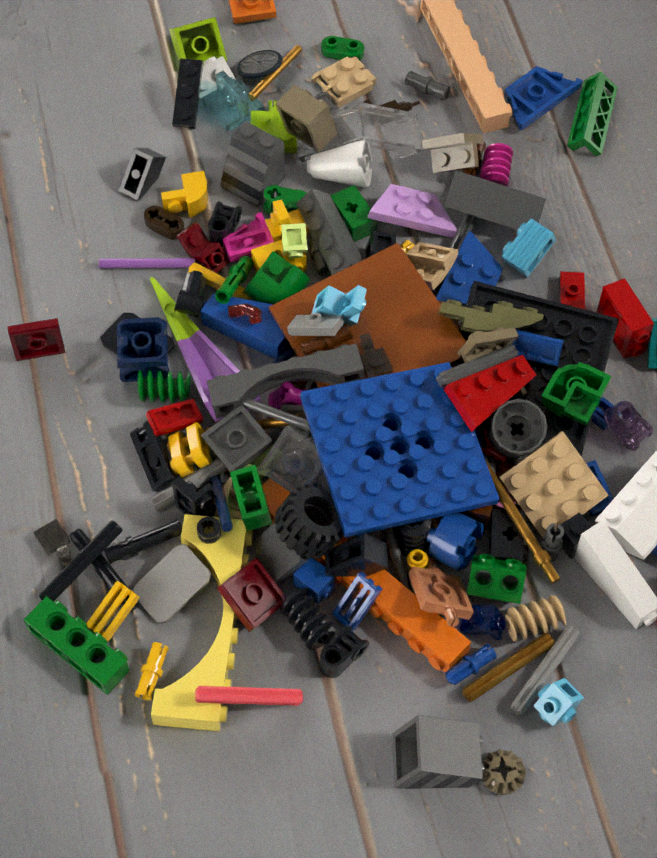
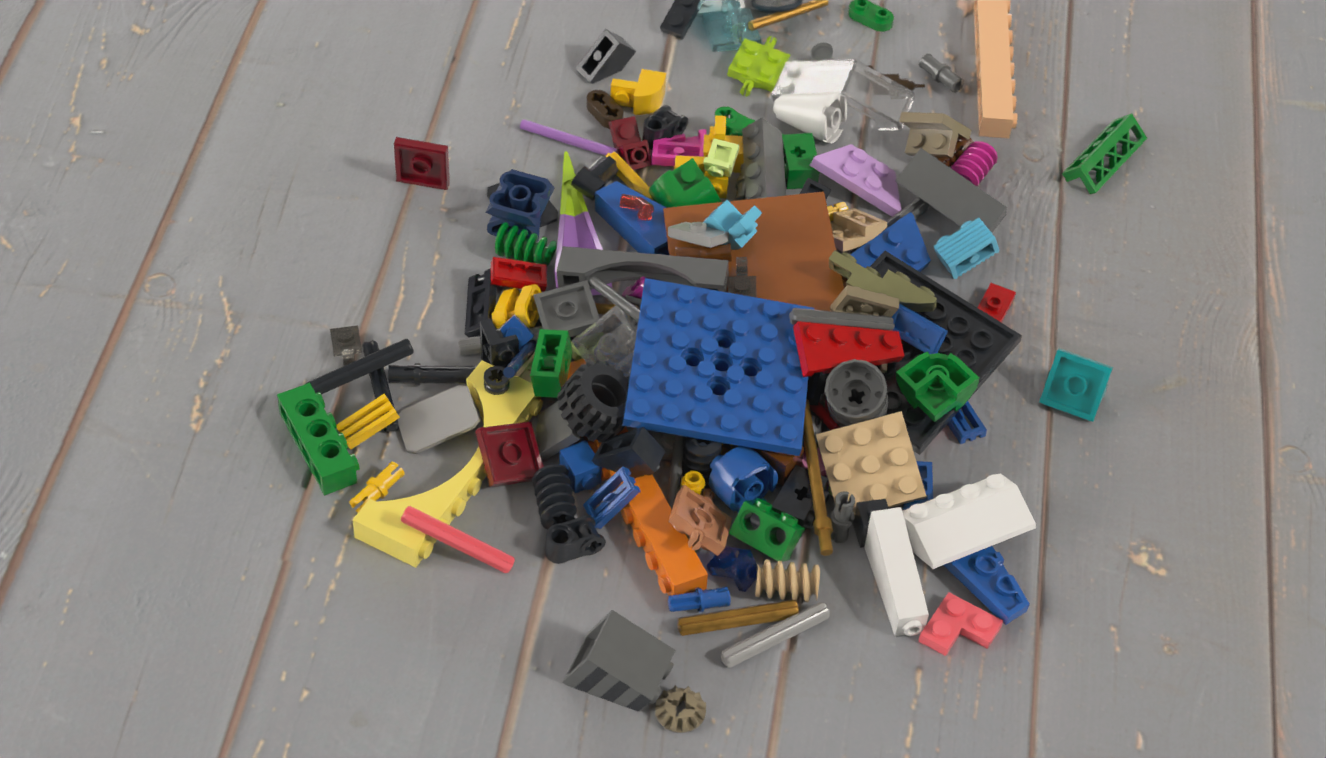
camera: 20 degrees right, 10 degrees down
(200, 475) = (515, 326): none -> blue plate
(237, 274) = (641, 177): green pin -> none
(253, 163) = (717, 80): dark grey slope -> none
(307, 118) = (792, 55): dark tan brick -> none
(346, 79) = (859, 42): tan plate -> none
(537, 94) = (1056, 116): blue wing -> none
(558, 702) = (770, 663): medium azure brick -> none
(629, 426) = (986, 448): clear purple piece -> none
(634, 322) = (1037, 346): red window -> none

